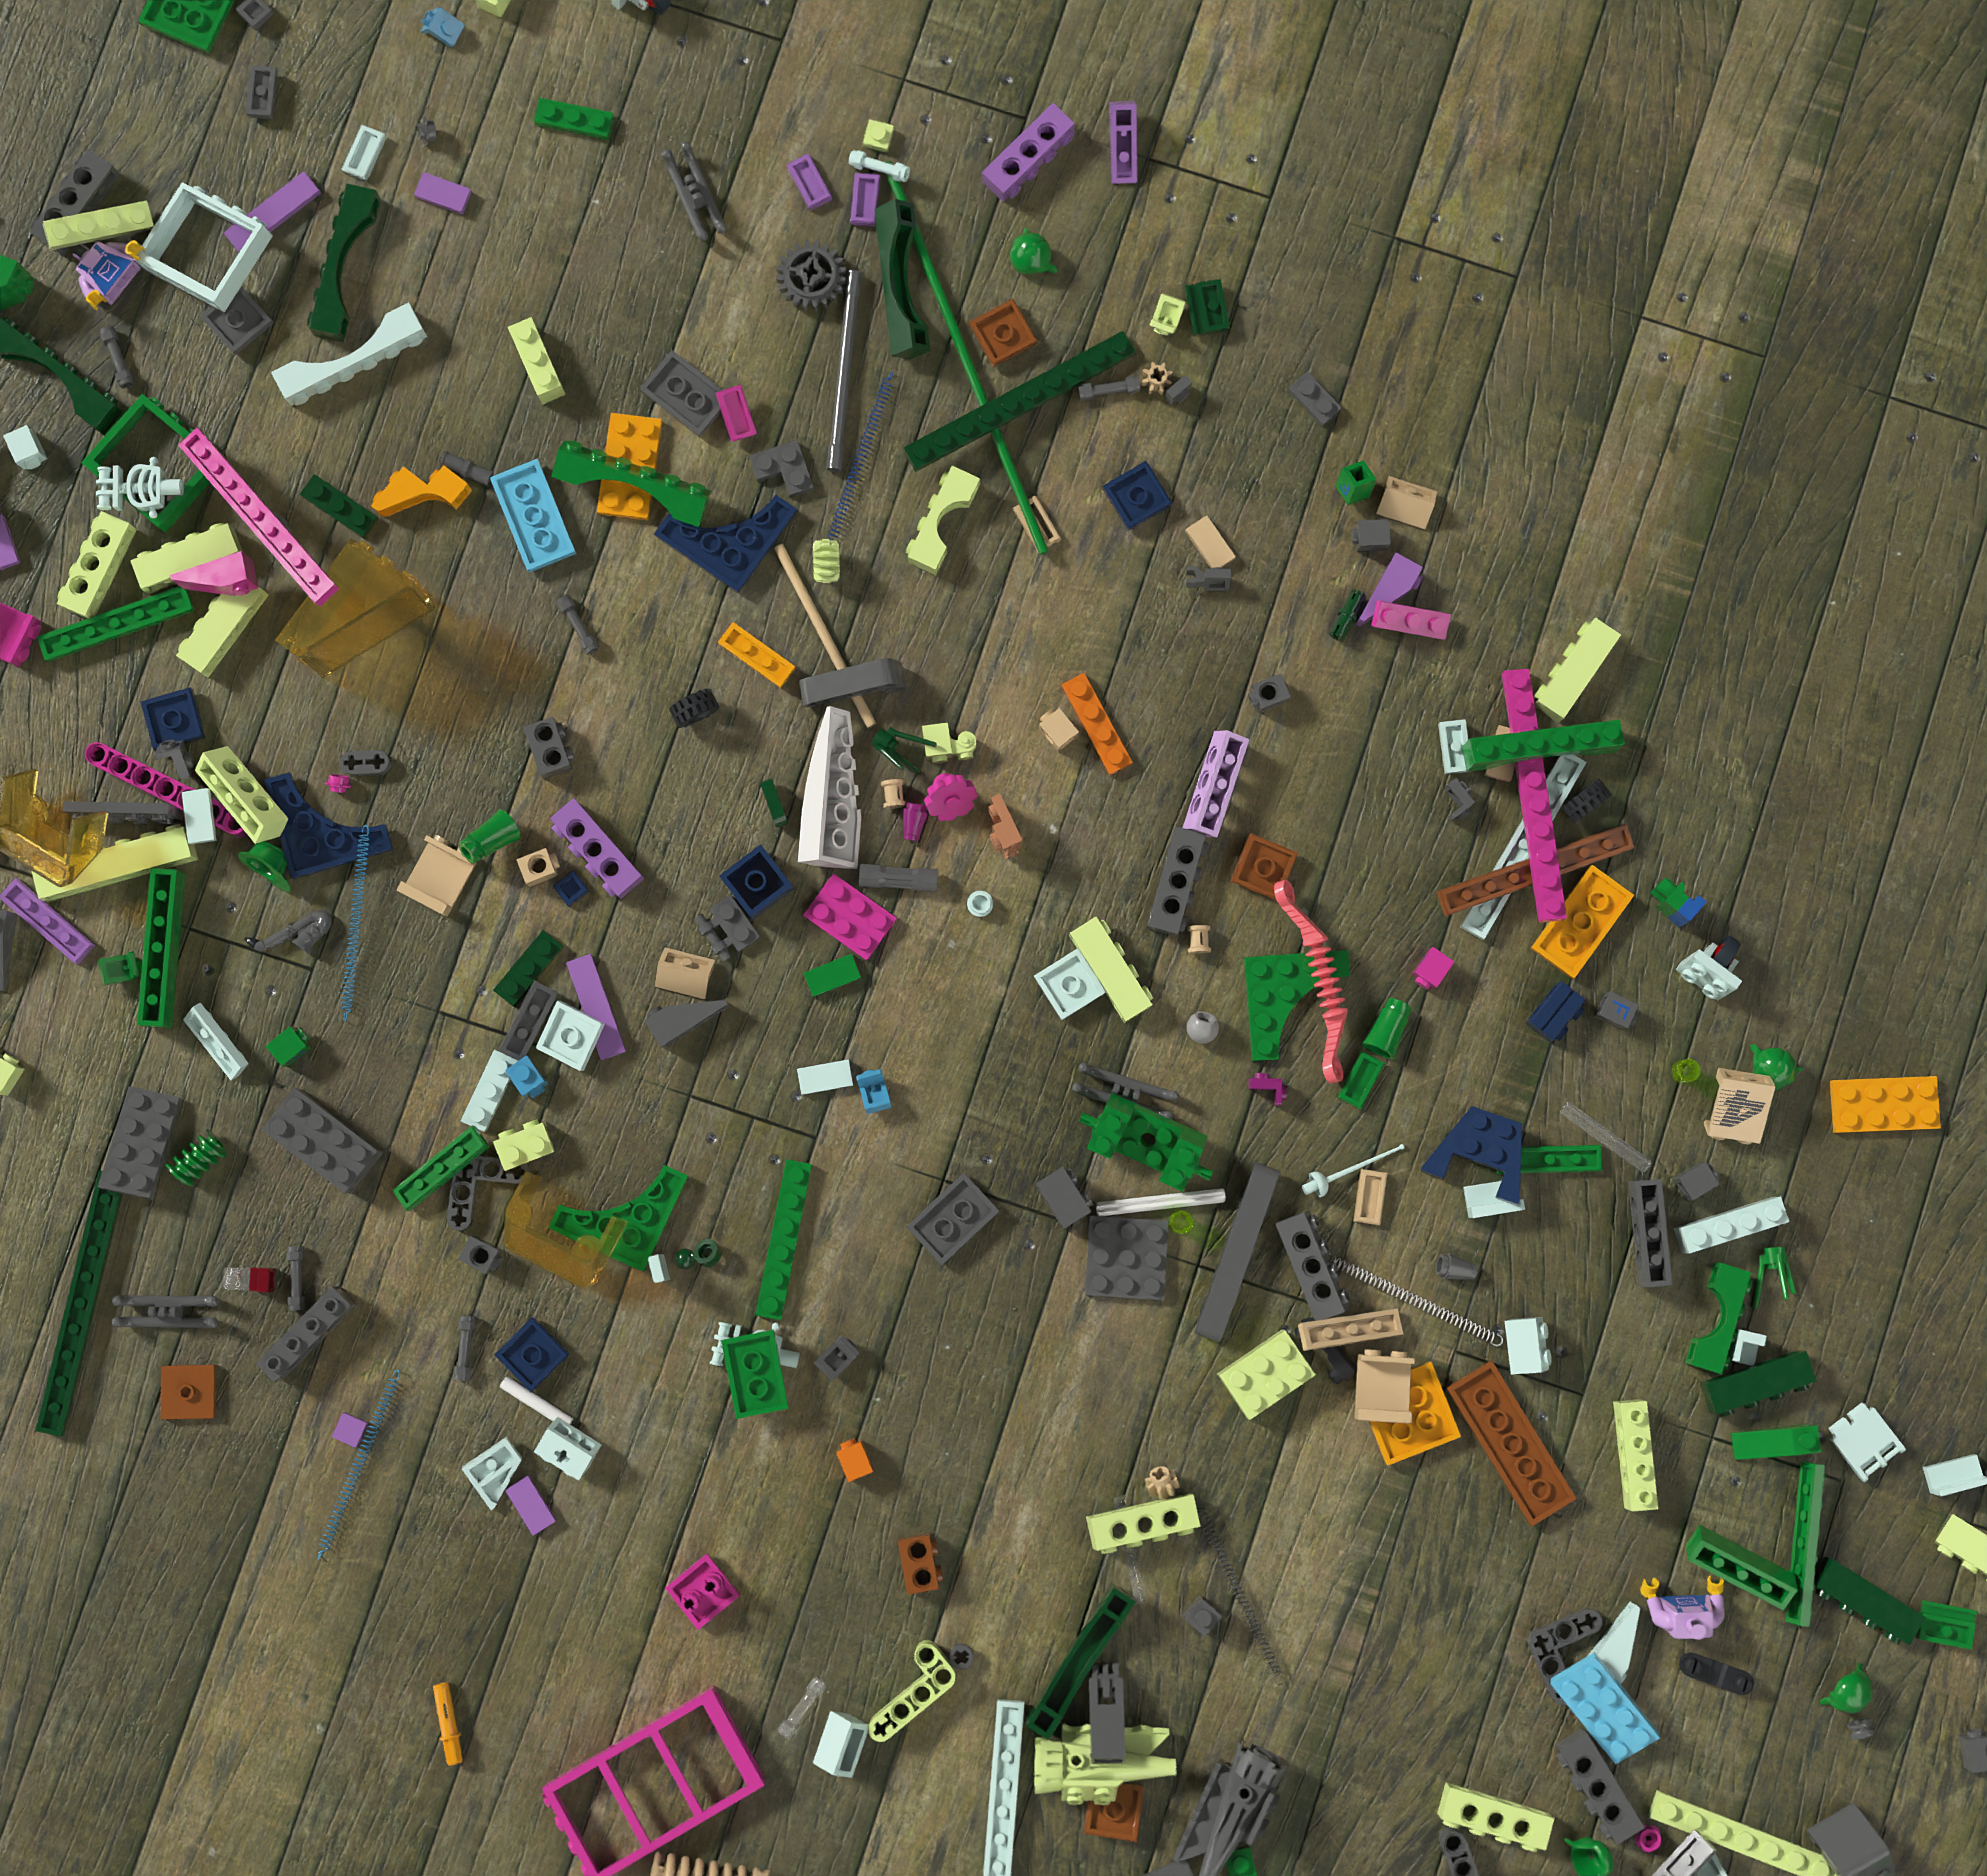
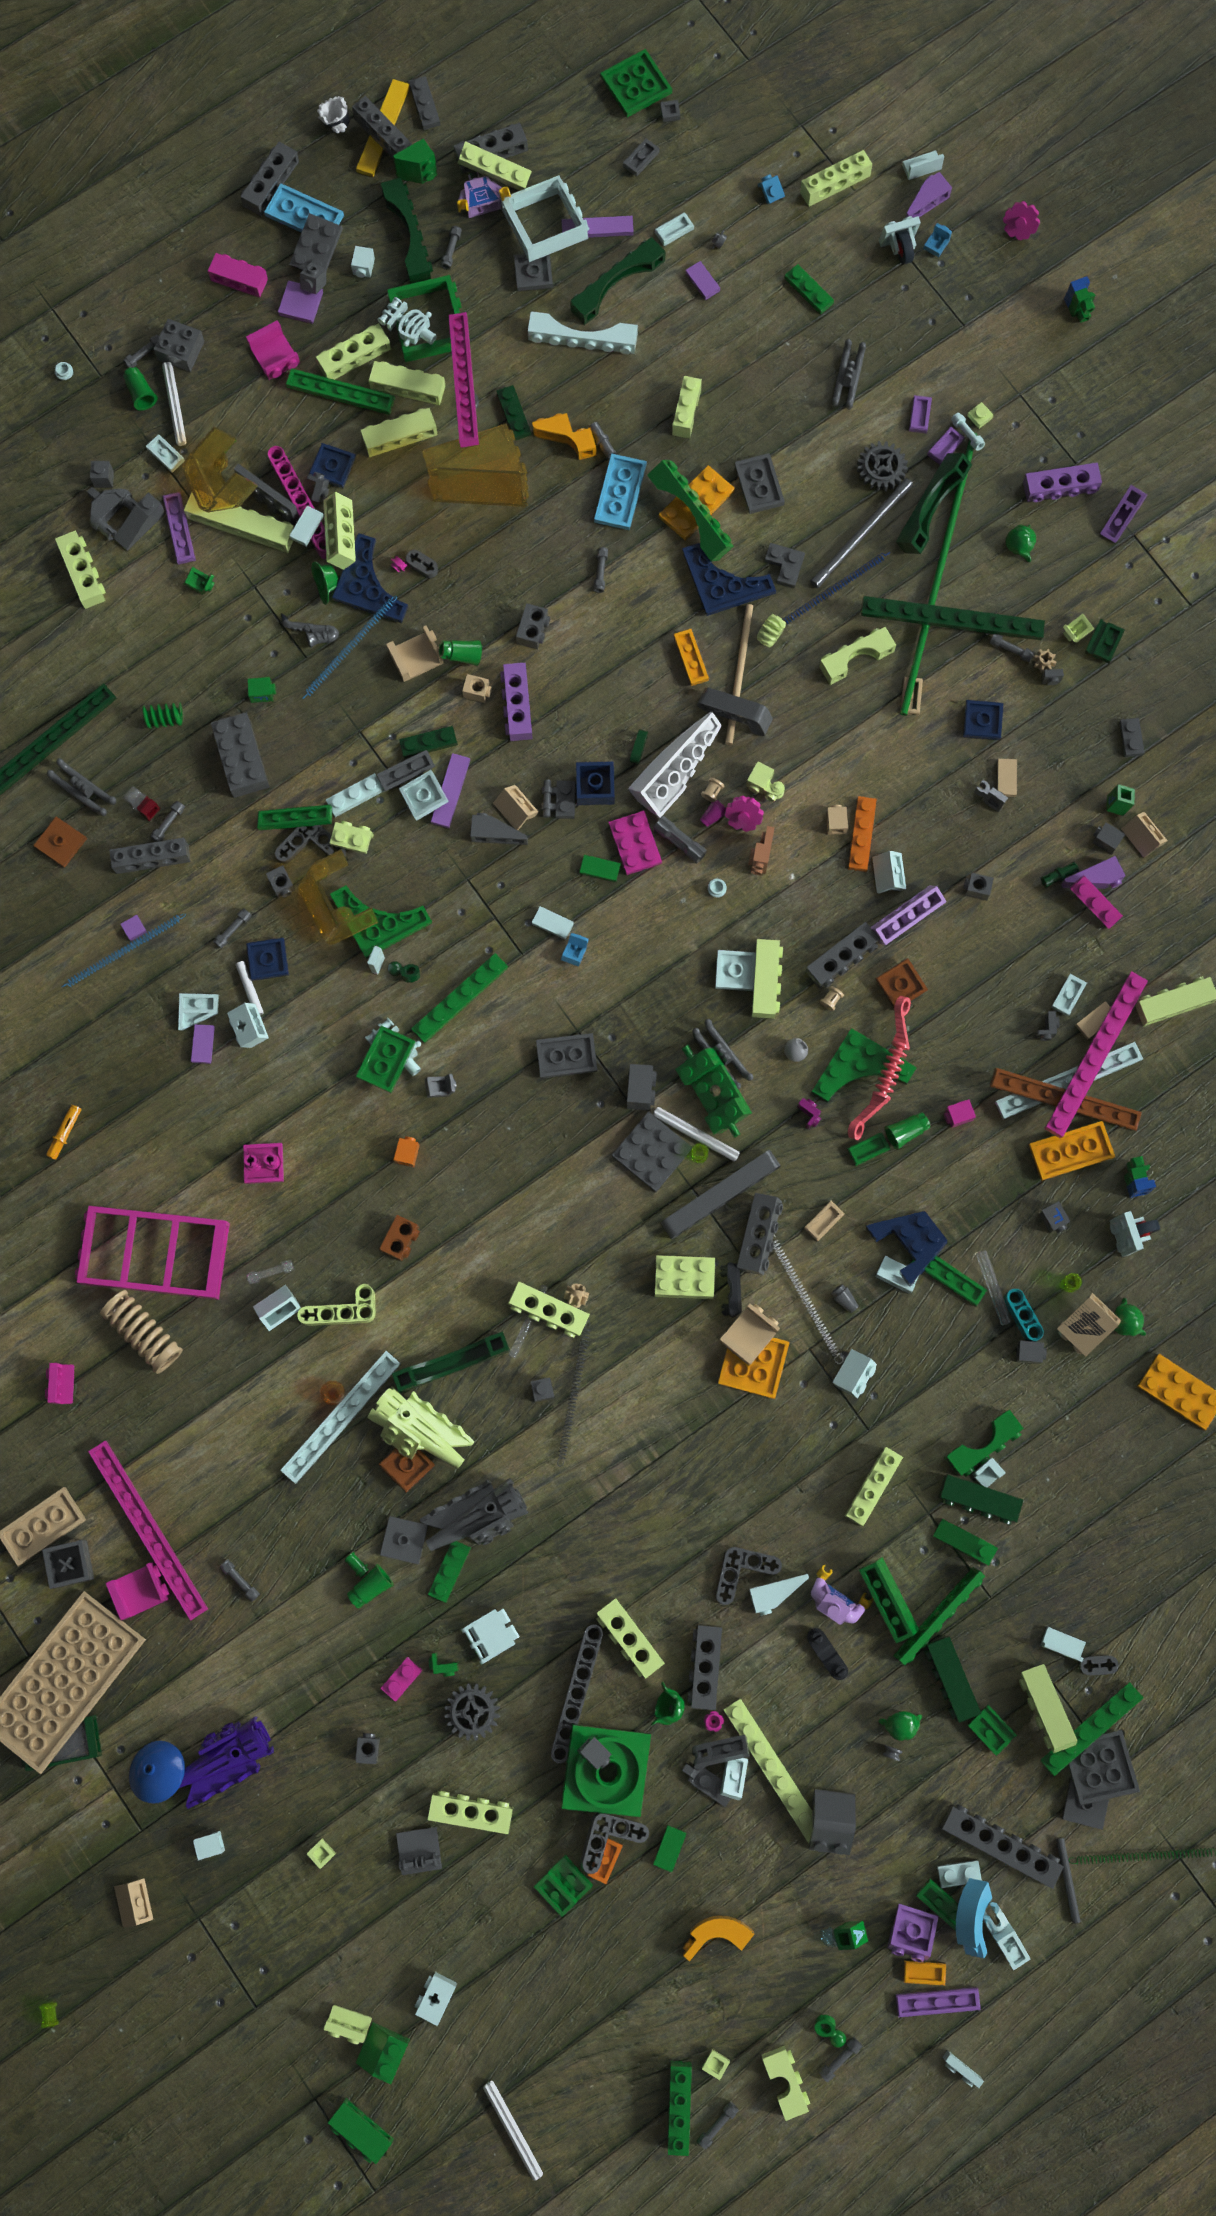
camera: 40 degrees right, 5 degrees down
(140, 1143) = (137, 684): dark grey plate -> none
(161, 948) = (230, 585): green brick -> none
(215, 1041) = (222, 658): light aqua plate -> none
(226, 576) = (420, 403): slope -> none
(527, 1078) = (381, 801): dark azure bracket -> none
(571, 888) = (486, 715): dark blue tile -> none
(694, 708) = (632, 660): black tyre -> none
(736, 413) = (780, 513): dark pink tile -> none
(886, 743) = (730, 757): dark green plant -> none
(961, 1664) = (380, 1315): dark grey bush -> none
(973, 1792) = (332, 1392): none -> clear orange piece
(1003, 333) = (971, 574): dark orange plate -> none
(1106, 1720) = (440, 1406): dark grey hinge -> none
(1158, 747) = (889, 872): none -> light aqua panel
(1319, 1182) = (799, 1190): light aqua sword -> none
(1350, 1329) = (754, 1286): tan plate -> none
(1509, 748) = (1148, 1041): green arch -> none
(1511, 1443) = (802, 1425): dark orange plate -> none
(1556, 1011) = (1017, 1191): dark blue brick -> none
(1586, 800) = (1126, 1080): black tyre -> none
(1605, 1708) = (743, 1621): medium azure plate -> none
(1650, 1233) = (978, 1361): dark grey brick -> none
(1673, 1145) = (1023, 1305): none -> teal beam
(1731, 1225) = (1032, 1393): light aqua brick -> none
(1776, 1259) = (1045, 1435): green plant -> none
(1864, 1440) = (1021, 1582): light aqua plate -> none

